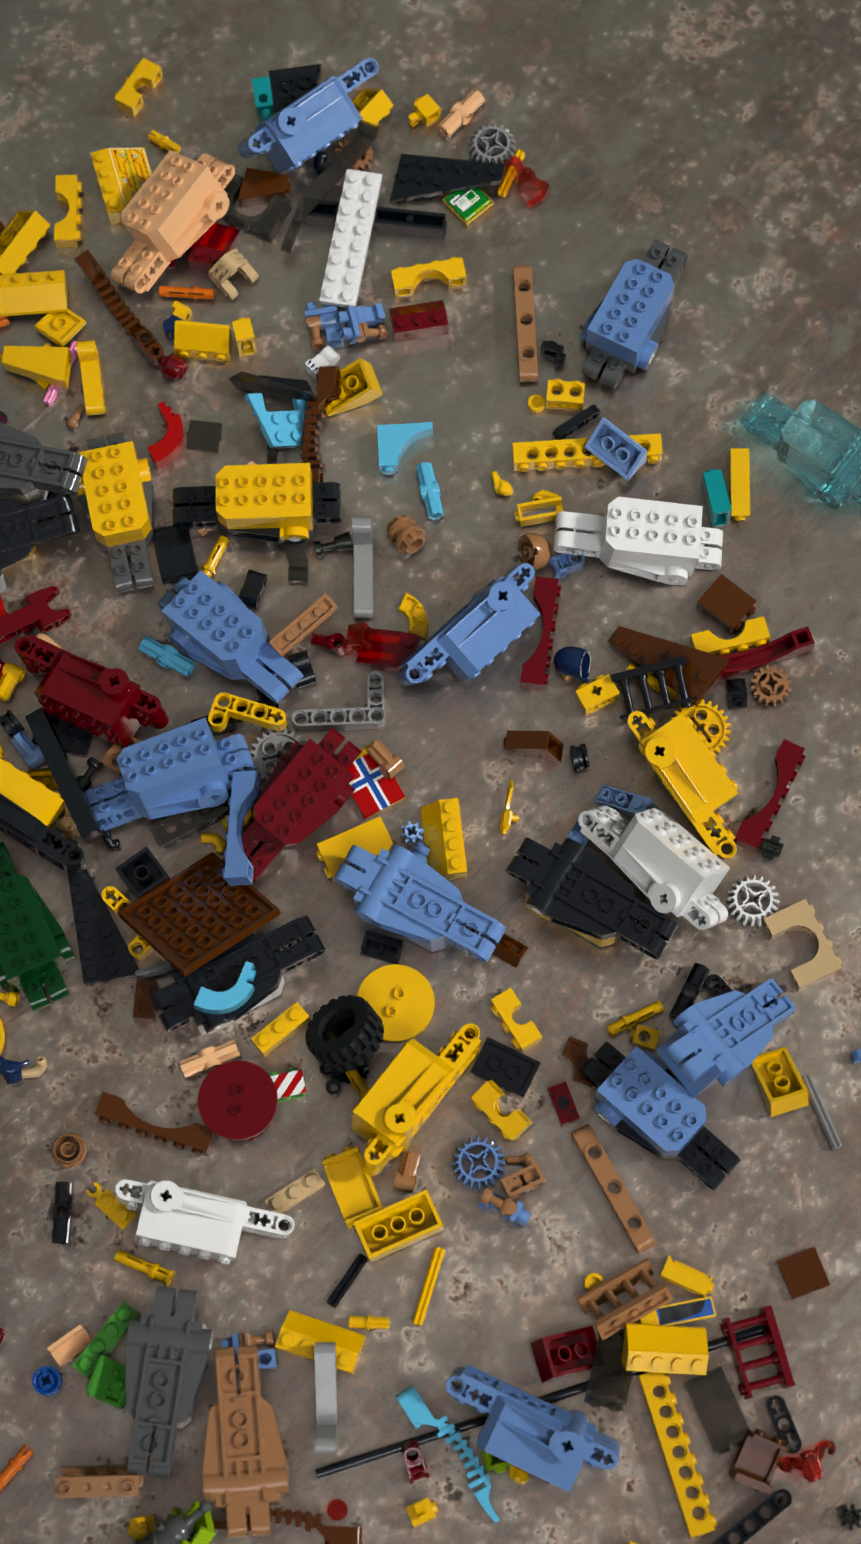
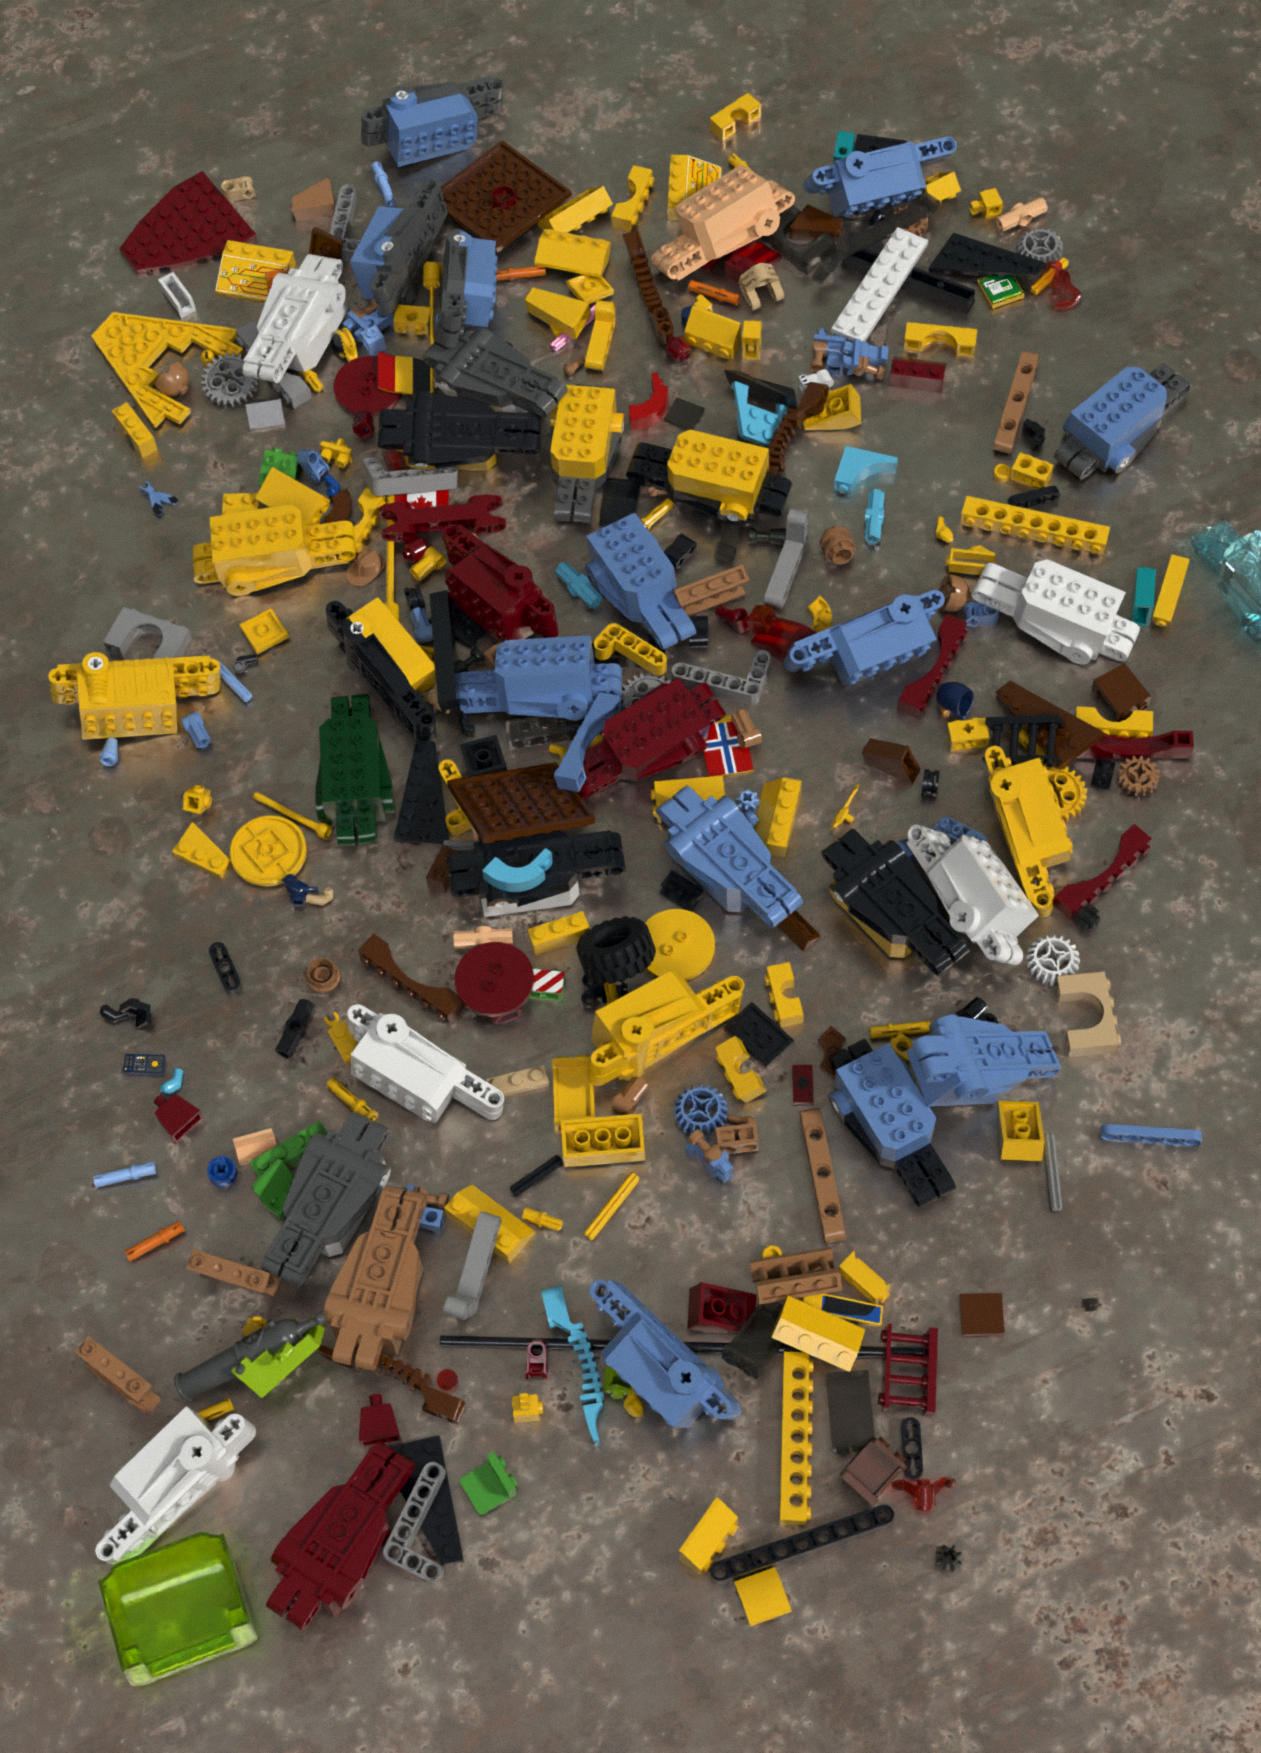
camera: 20 degrees right, 10 degrees down
(616, 449) = (1062, 526): light blue slope -> none

